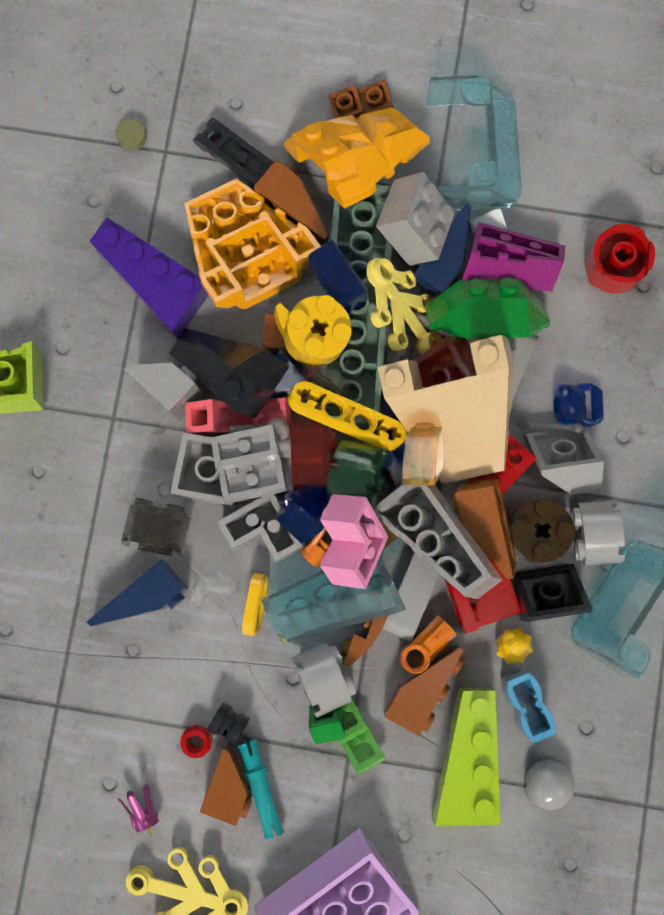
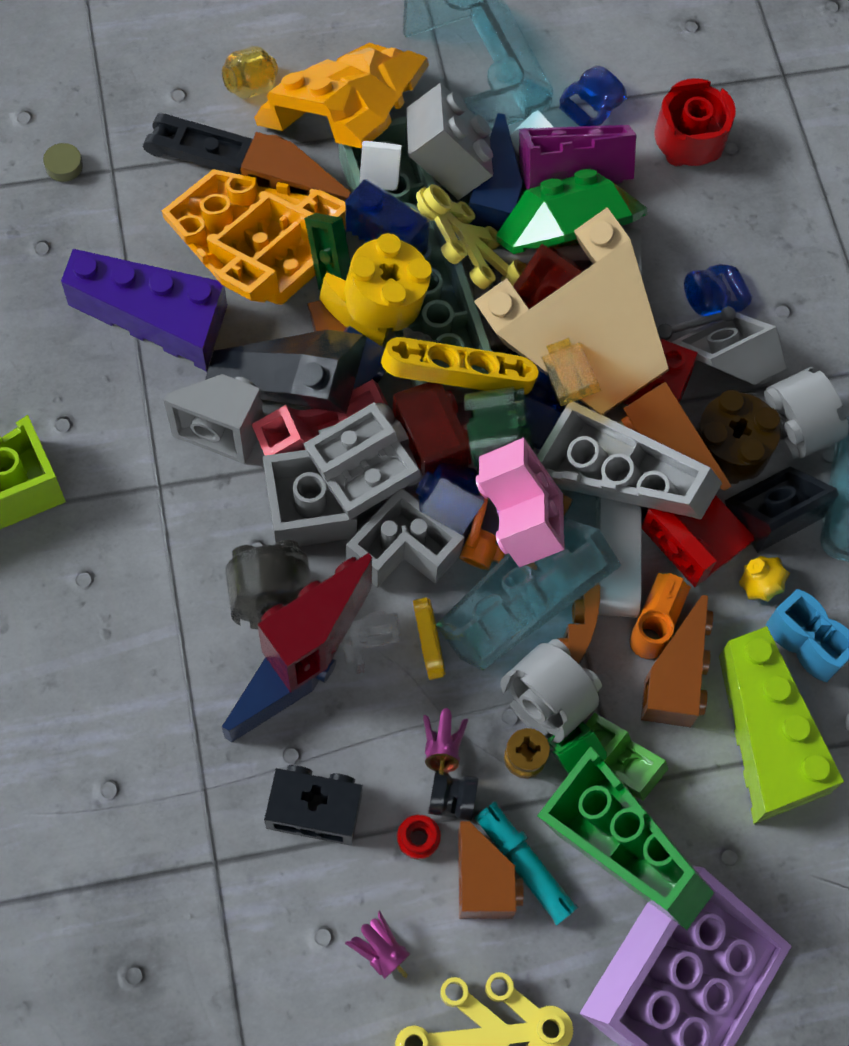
camera: 30 degrees left, 15 degrees down
(115, 696) = (332, 820): none -> black brick
(160, 587) = (309, 630): none -> dark red slope
(231, 689) = (442, 747): none -> flat silver piece
(292, 279) = (328, 246): none -> dark green plate
(293, 103) = (249, 72): none -> clear yellow head
(293, 706) = (525, 762): none -> pearl gold wheel
(326, 814) = (617, 833): none -> green wedge
(352, 226) = (381, 164): none -> white slope
(361, 101) = (332, 46): dark orange slope -> none
(557, 205) = (597, 88): none -> clear blue piece

